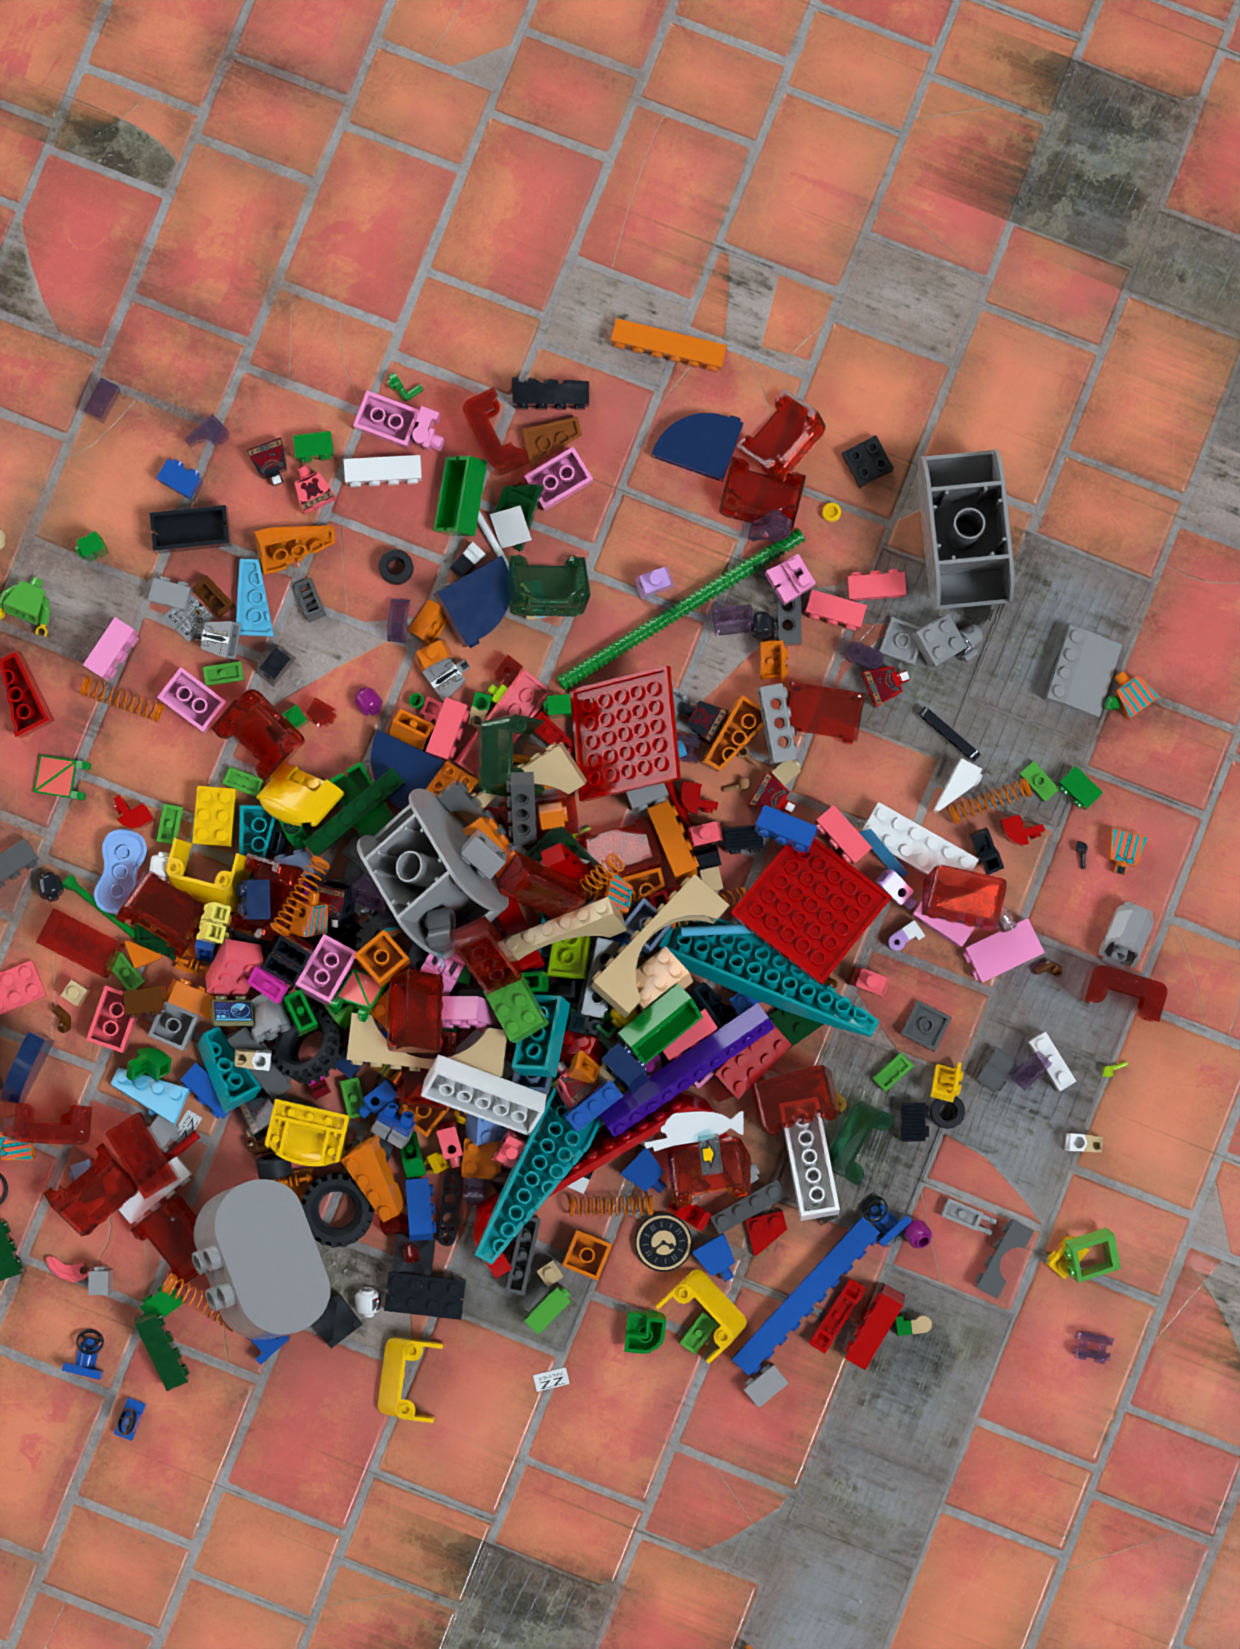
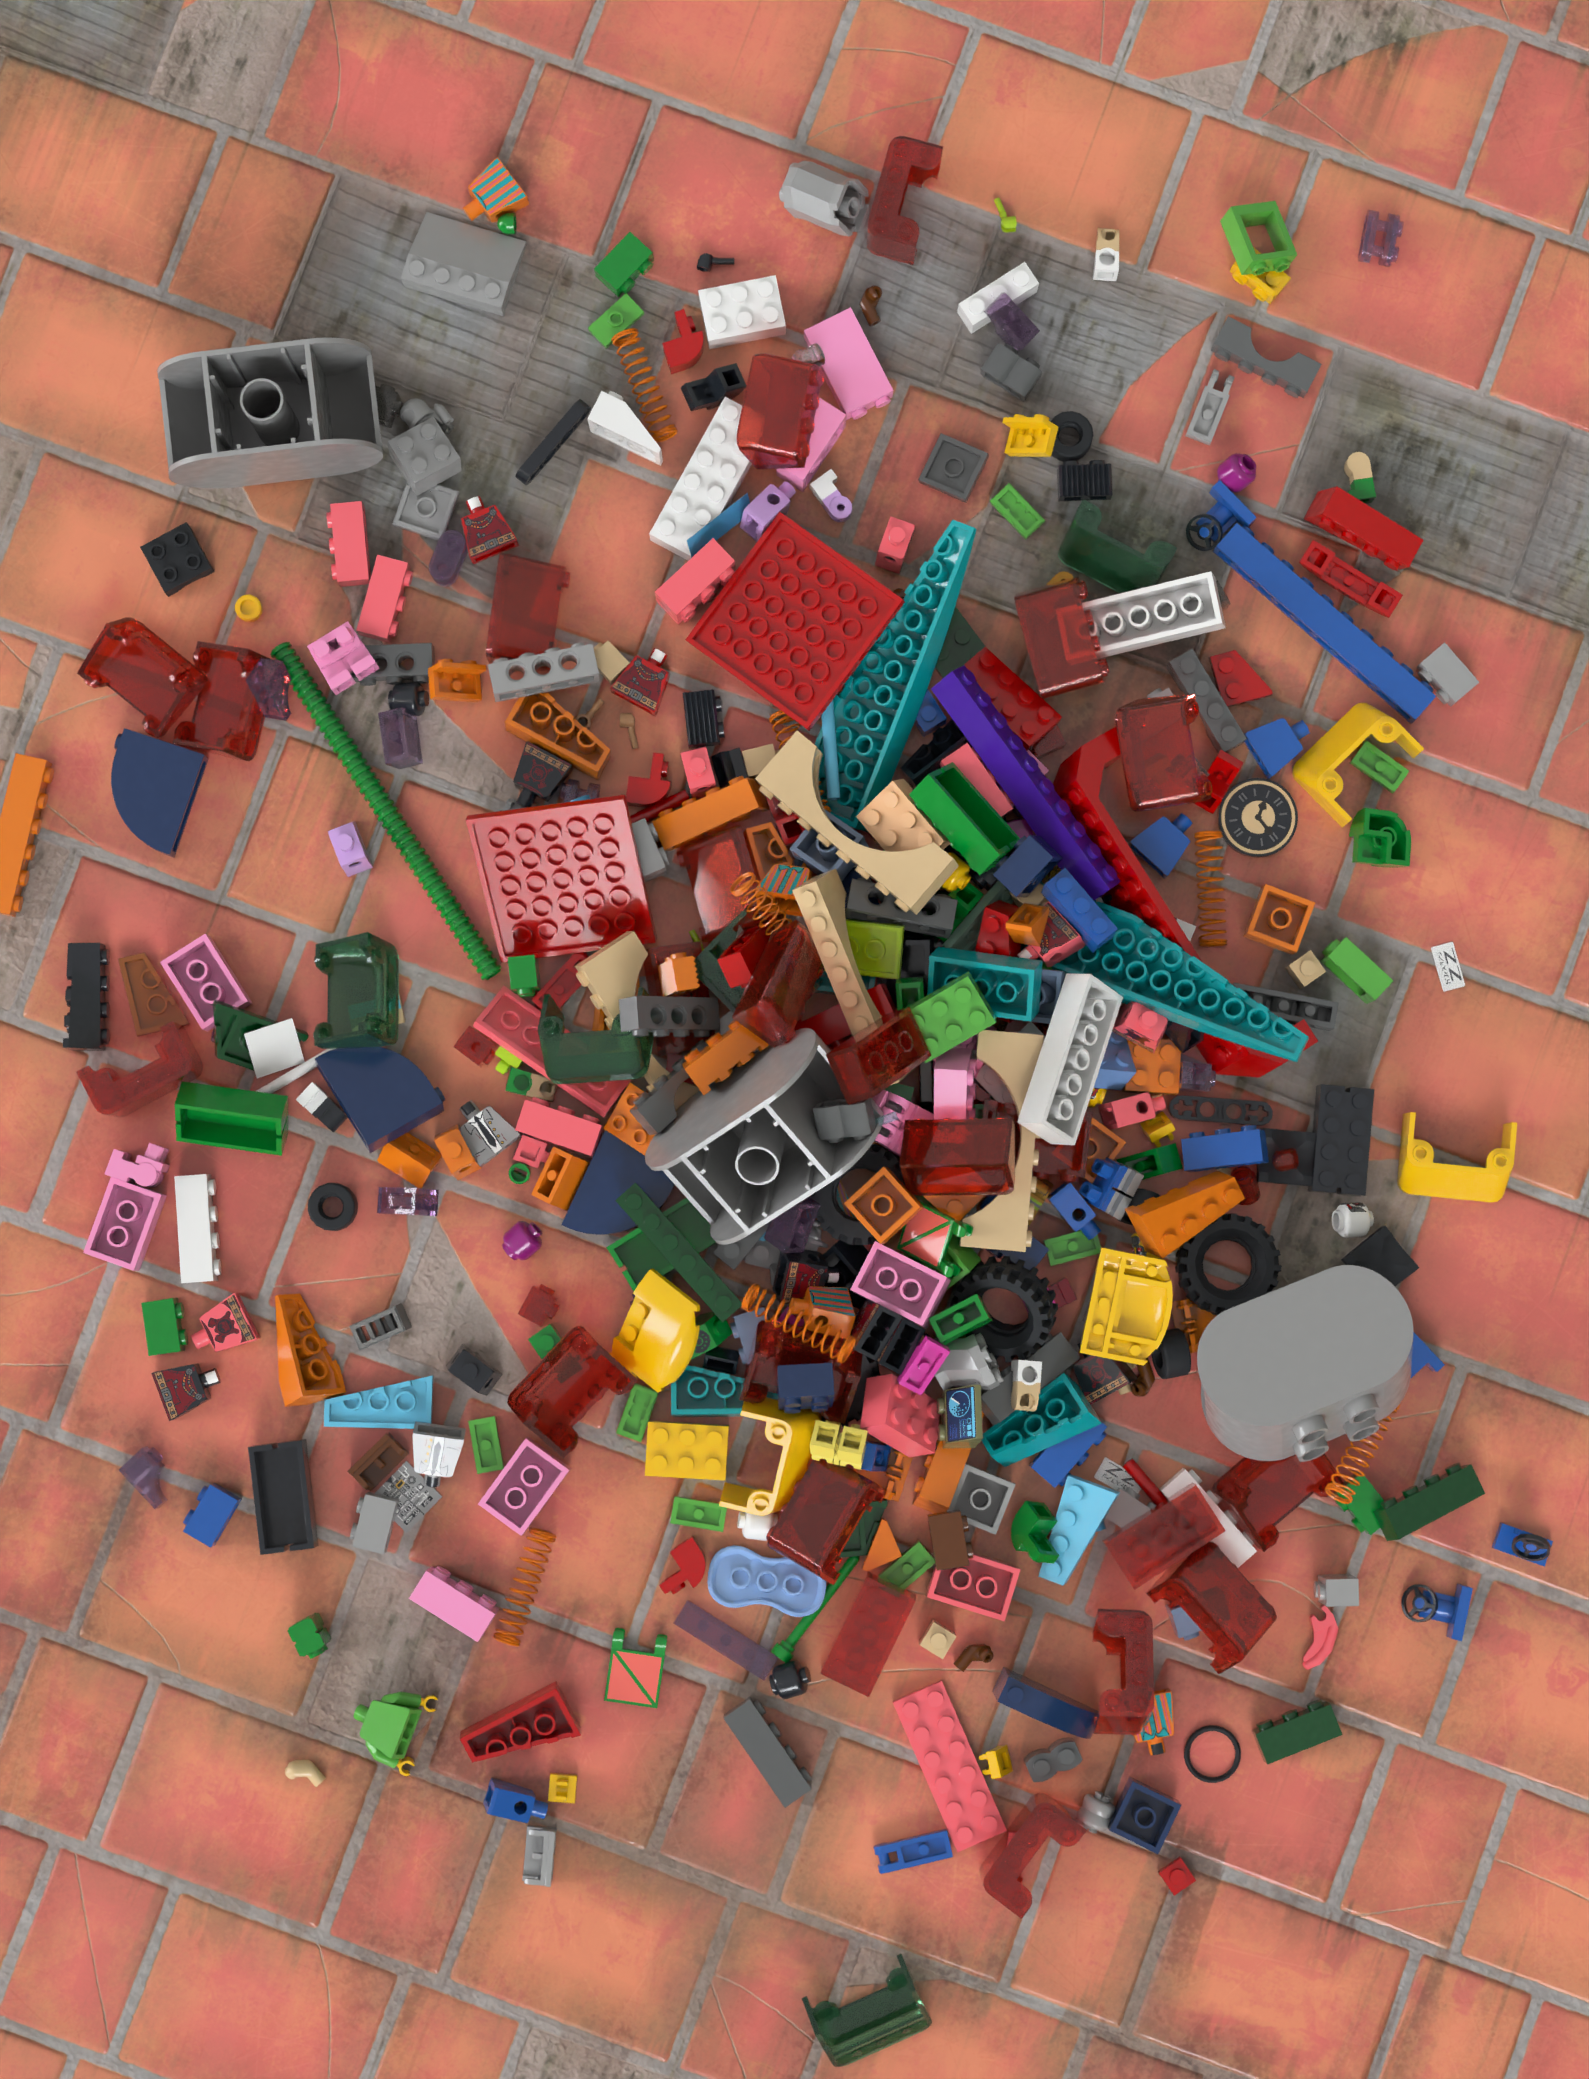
camera: 90 degrees left, 0 degrees up
(79, 842) = (725, 1640): none -> clear purple tile
(102, 400) = (101, 1627): clear purple brick -> none
(395, 383) = (74, 1213): green plate -> none
(483, 854) = (737, 1063): light grey brick -> none
(583, 1024) = (965, 927): black plate -> none
(687, 1126) = (1104, 770): white sticker -> none
(710, 1154) = (1141, 748): clear light blue tile -> none
(785, 829) = (689, 657): blue brick -> none
(1043, 873) = (742, 312): none -> white brick
(1125, 849) = (706, 203): torso -> none

